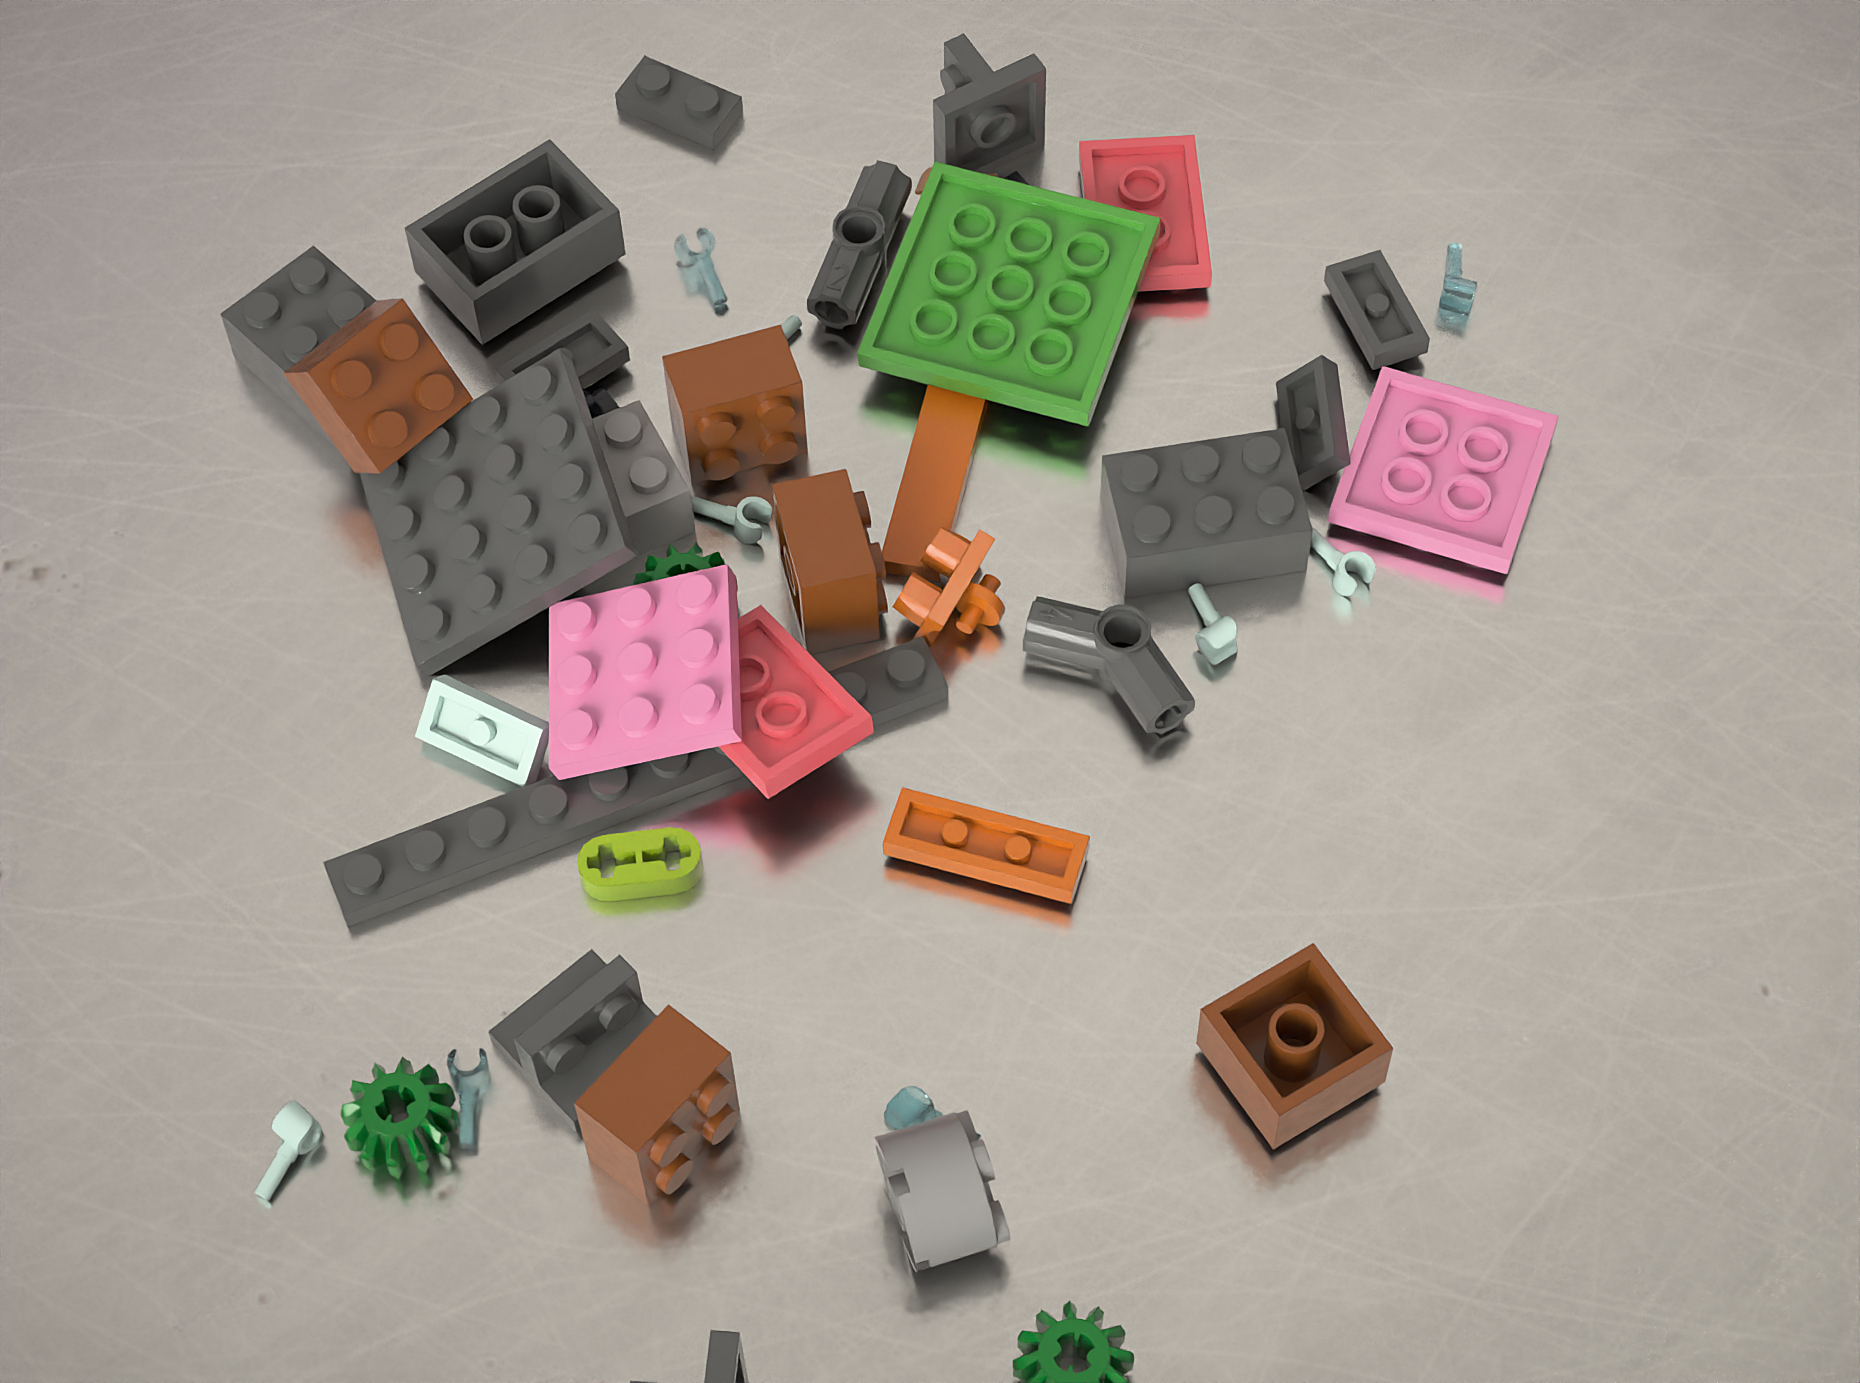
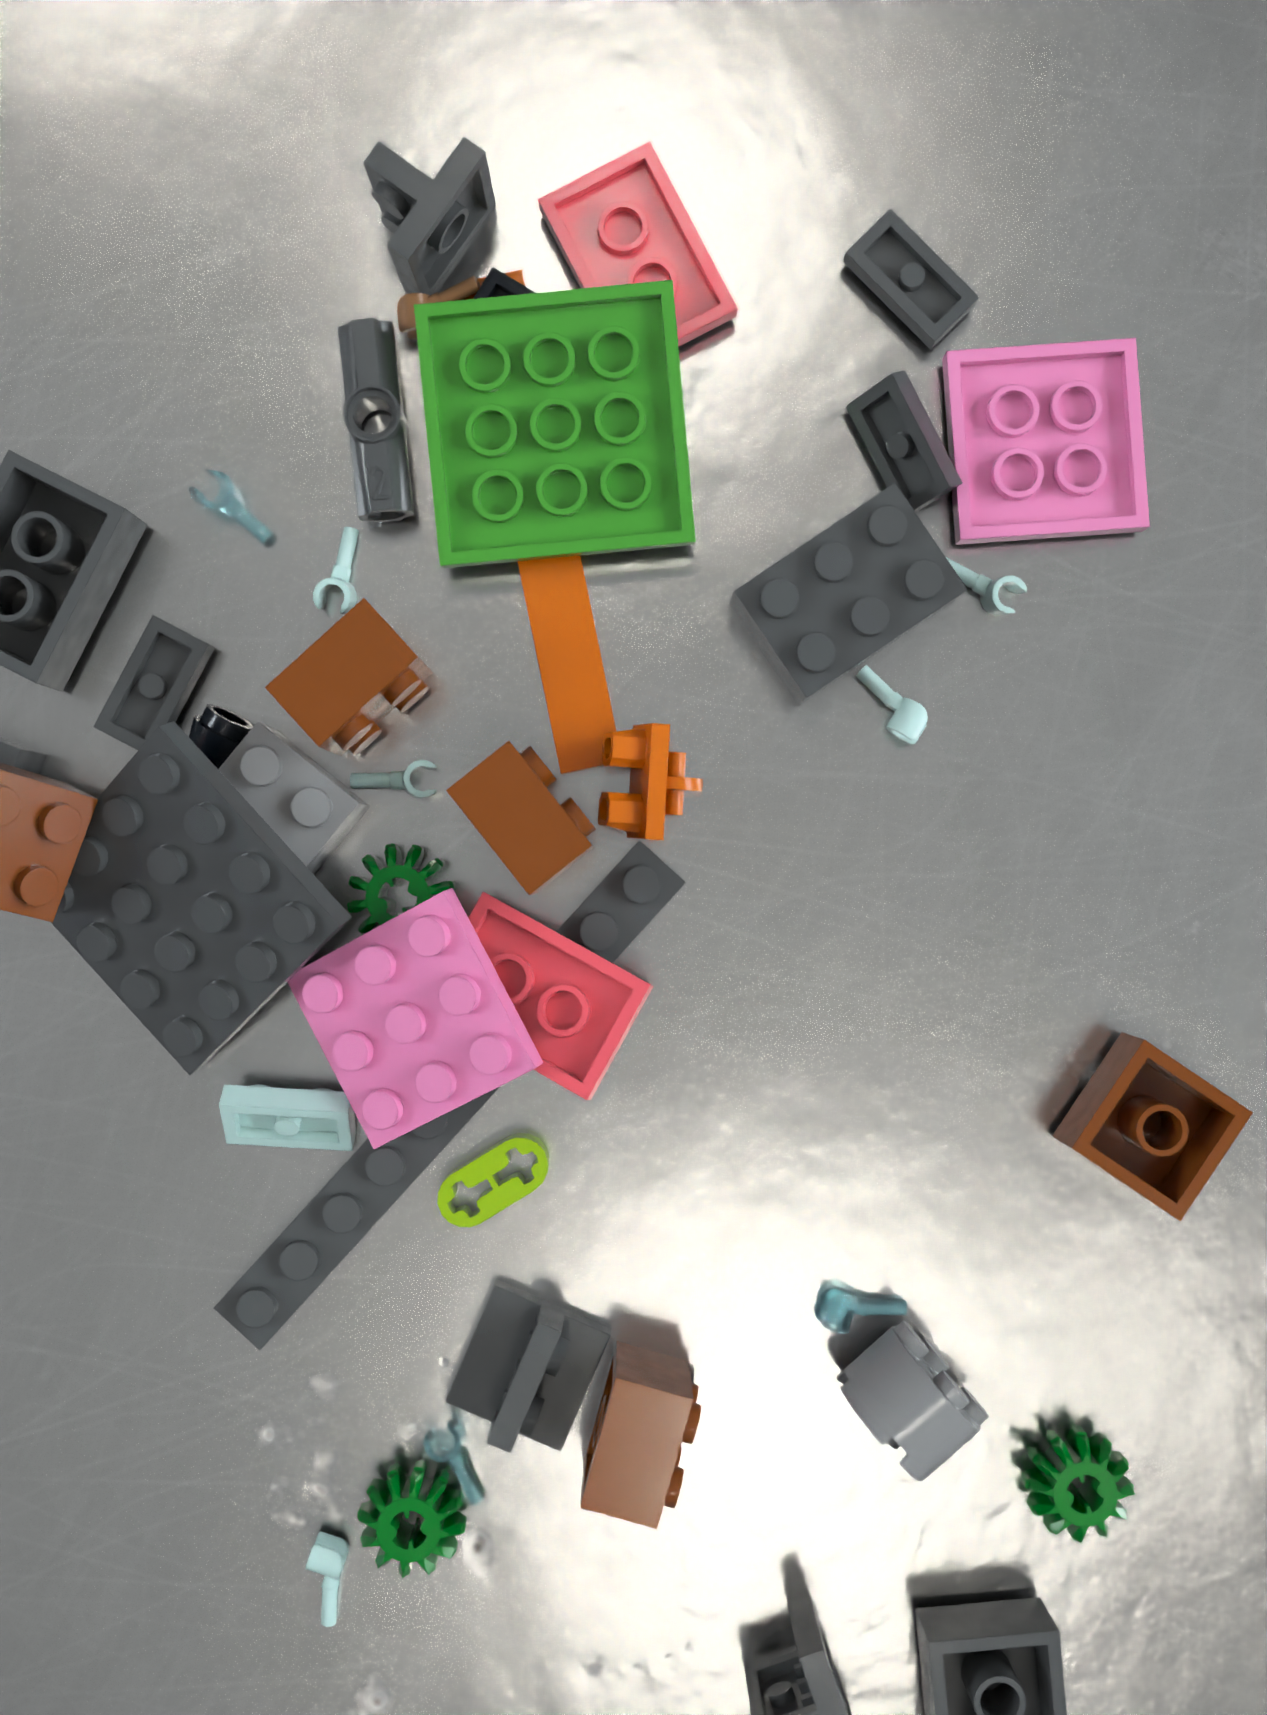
camera: 25 degrees left, 30 degrees up
(679, 102) = (106, 313): dark grey plate -> none
(986, 845) = (793, 1031): orange plate -> none
(1137, 672) = (787, 781): dark grey piece -> none
(1457, 292) = (976, 221): clear light blue hand -> none

